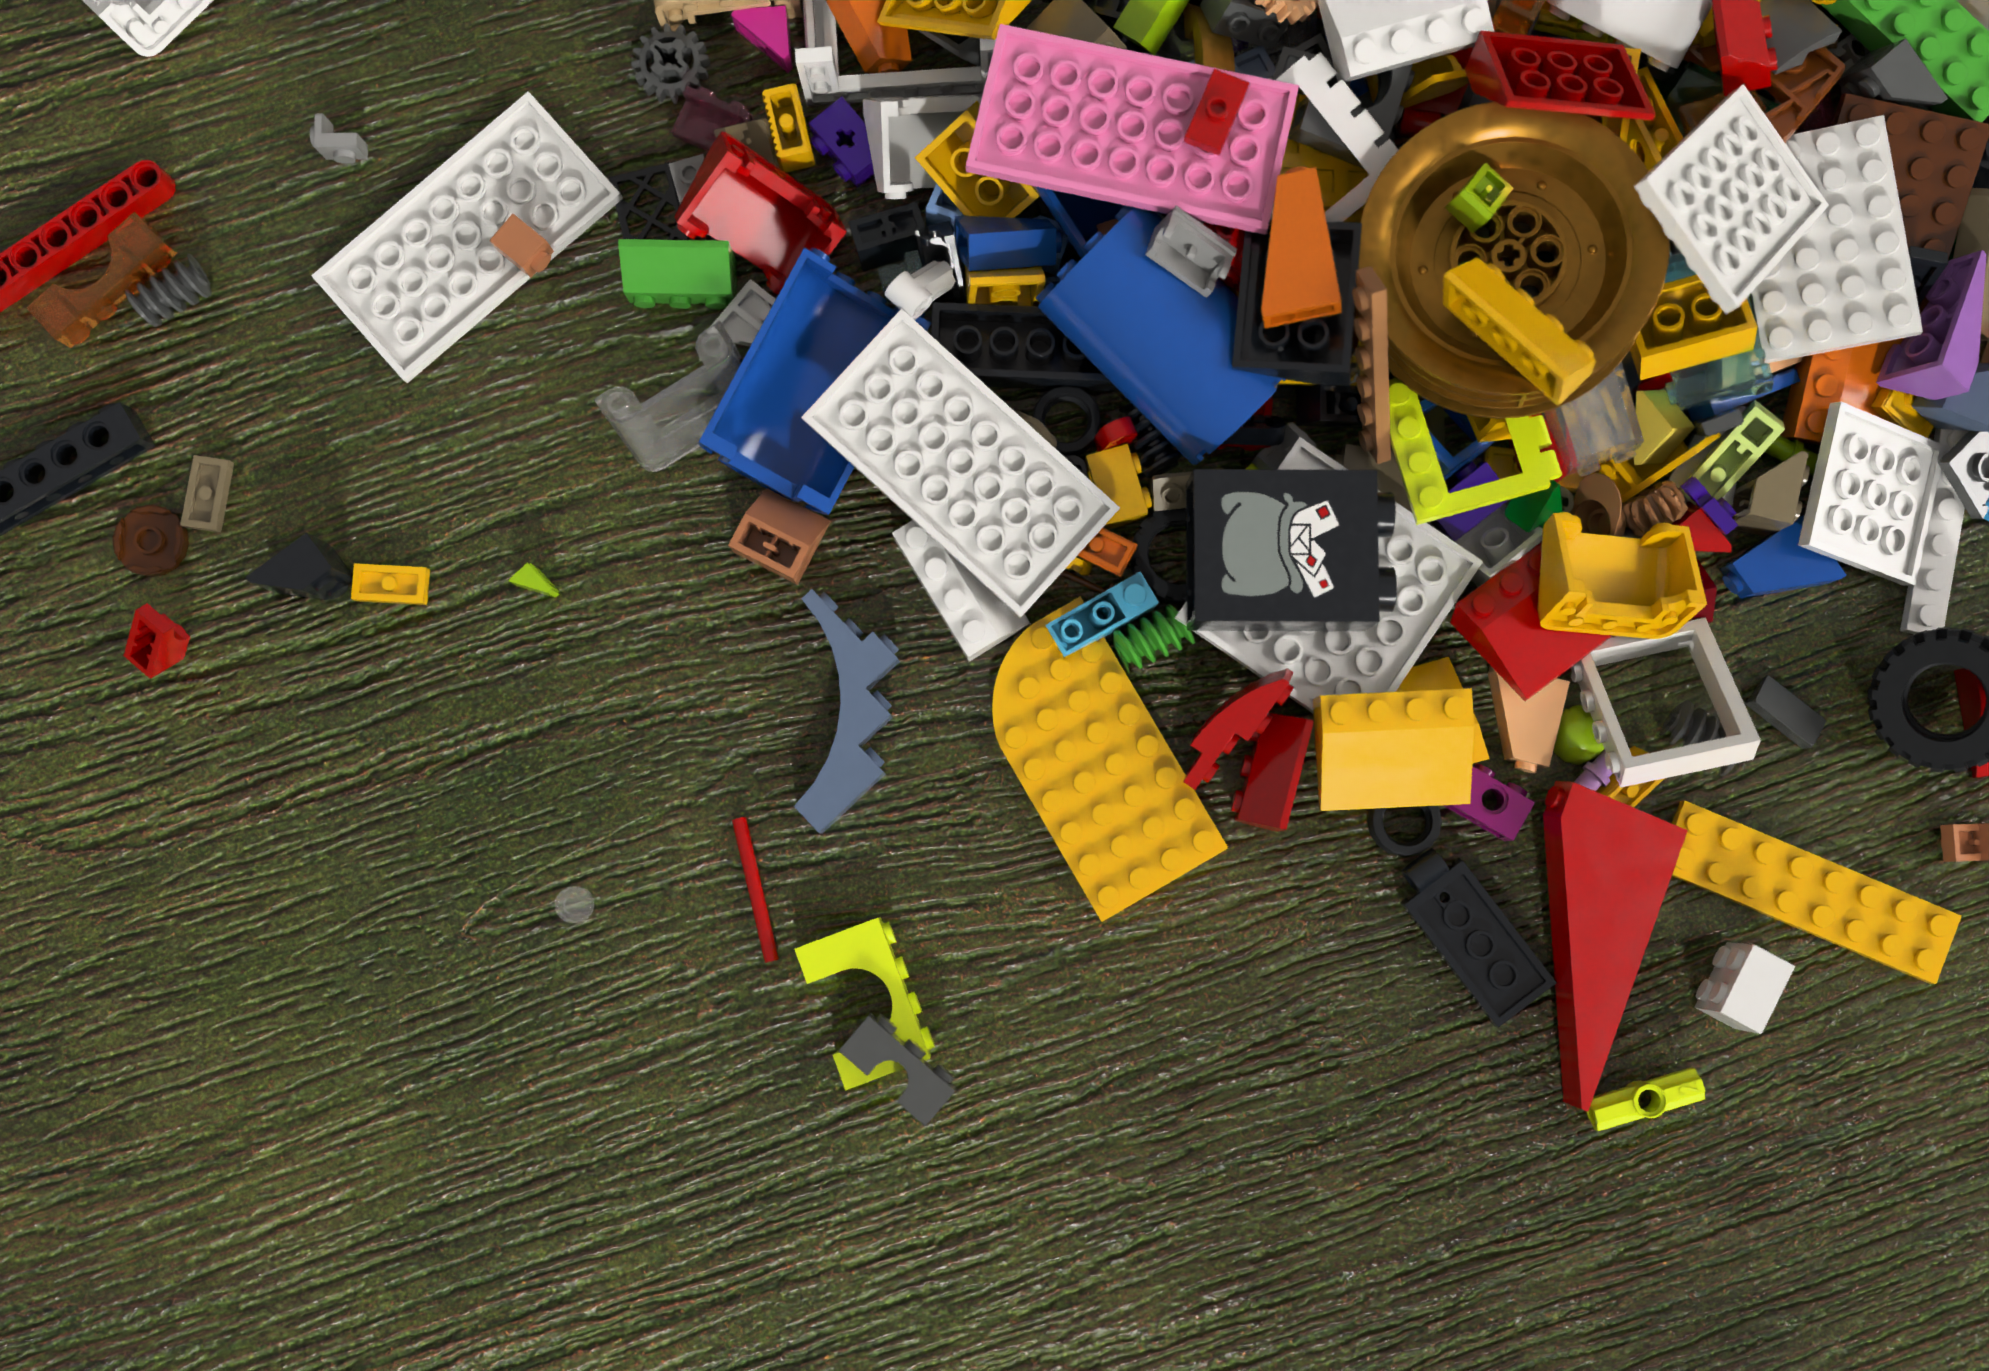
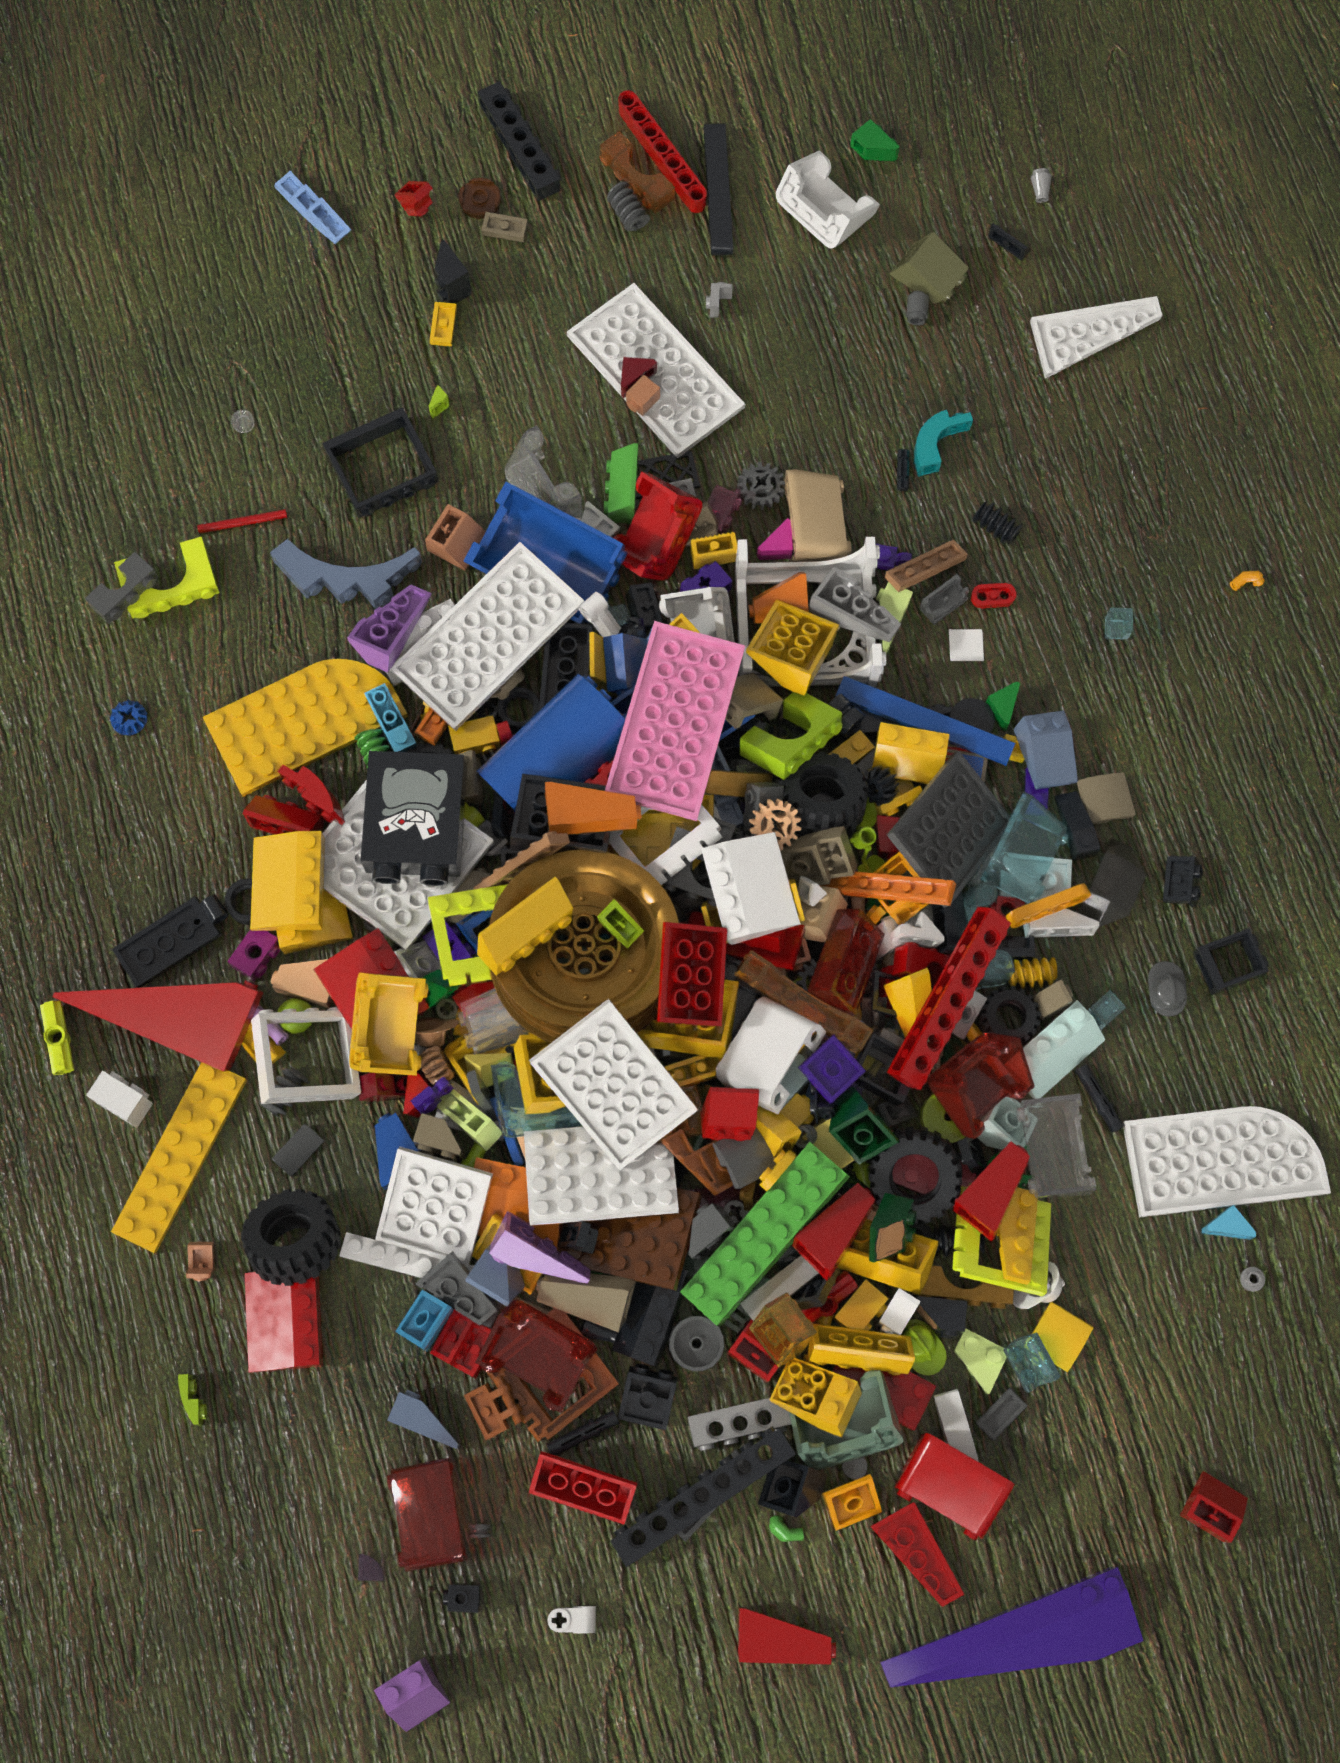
camera: 85 degrees right, 10 degrees down
(119, 147) = (718, 189): none -> black beam
(173, 820) = (312, 208): none -> light blue slope
(480, 263) = (634, 369): none -> dark red slope
(567, 639) = (366, 434): none -> black window
(961, 623) = (386, 631): none -> medium lavender wedge
(1099, 1026) = (129, 727): none -> blue gear
(1190, 251) = (594, 750): light grey hinge -> none
(1216, 112) = (679, 765): red plate -> none

